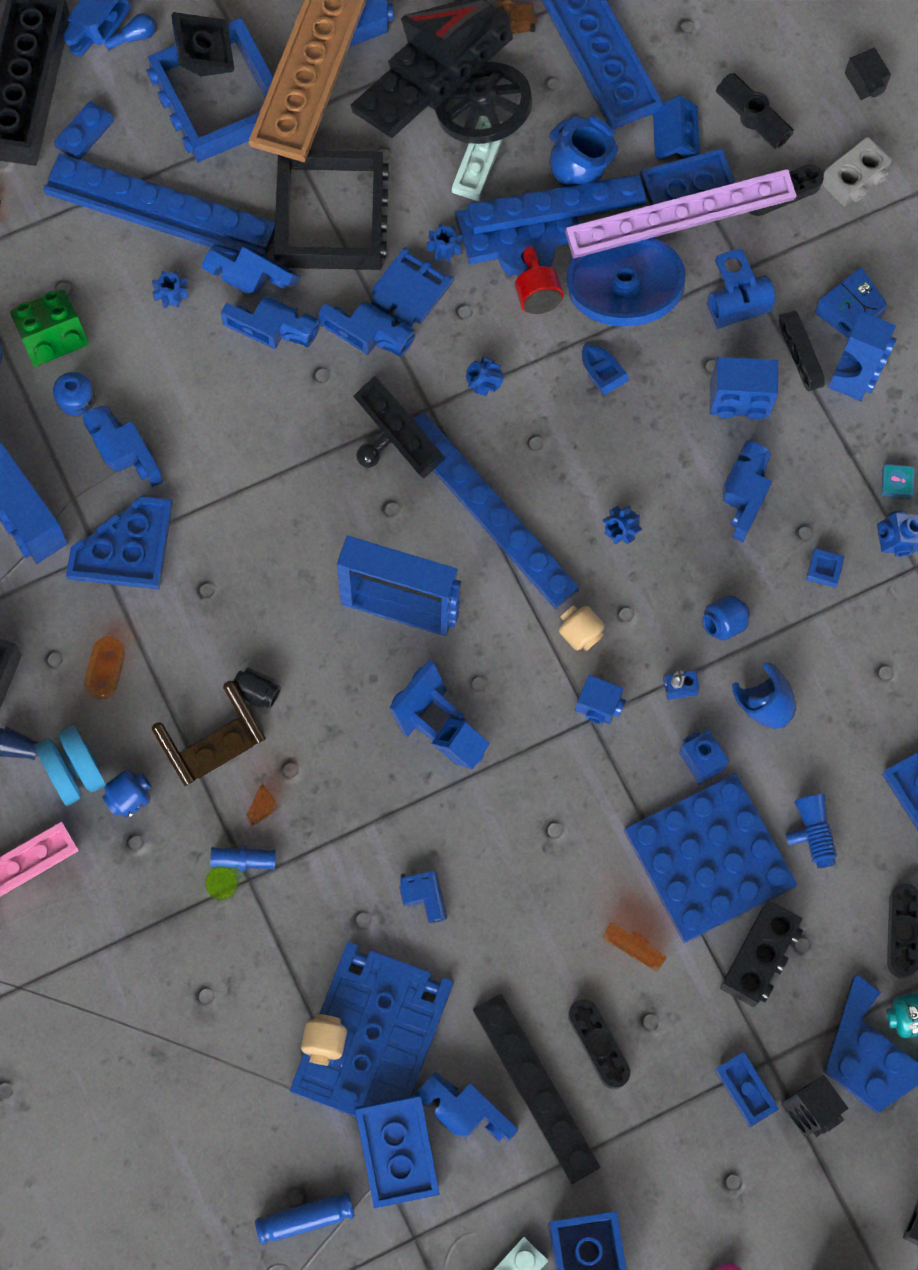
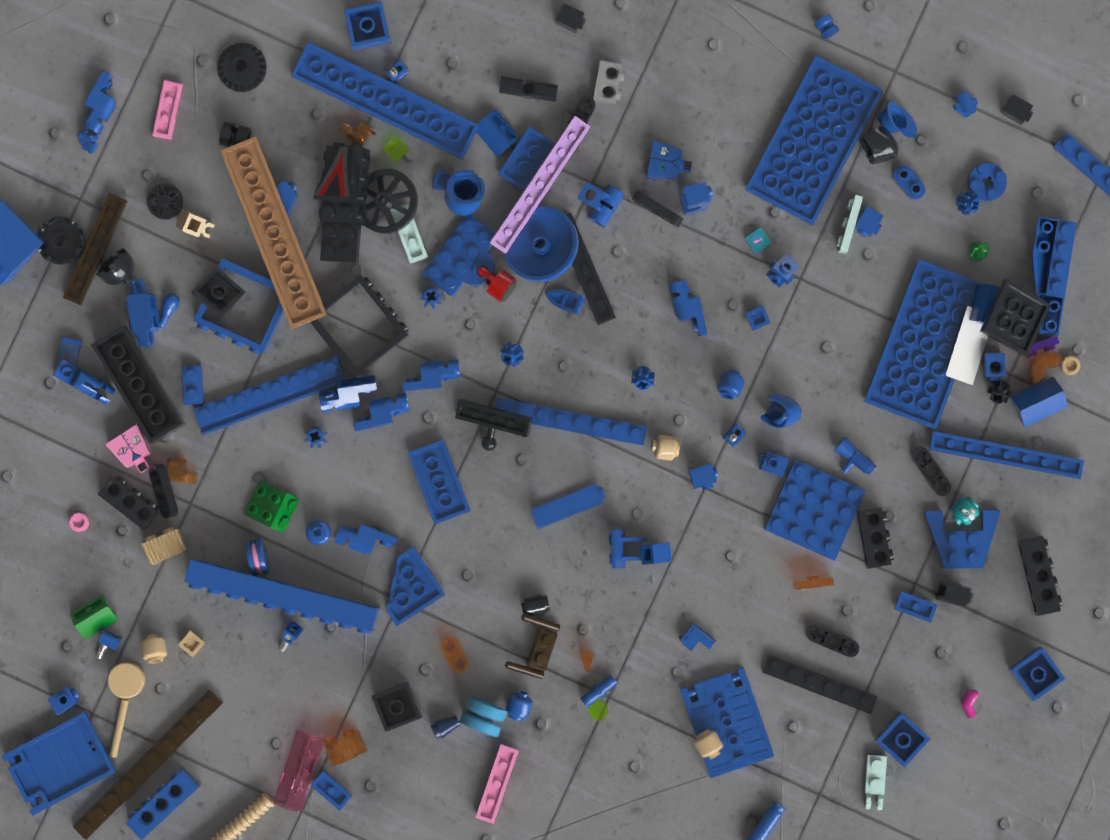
camera: 35 degrees left, 15 degrees up
(268, 452) = (439, 482): none -> blue plate
(397, 1151) = (781, 765): blue plate -> none
(409, 289) = (434, 336): blue plate -> none
(464, 1111) = (796, 722): blue plate -> none
(543, 64) = (396, 149): none -> clear neon green tile
(556, 204) = (472, 230): blue plate -> none
(651, 370) = (591, 283): none -> black tile
(743, 387) = (646, 257): blue brick -> none

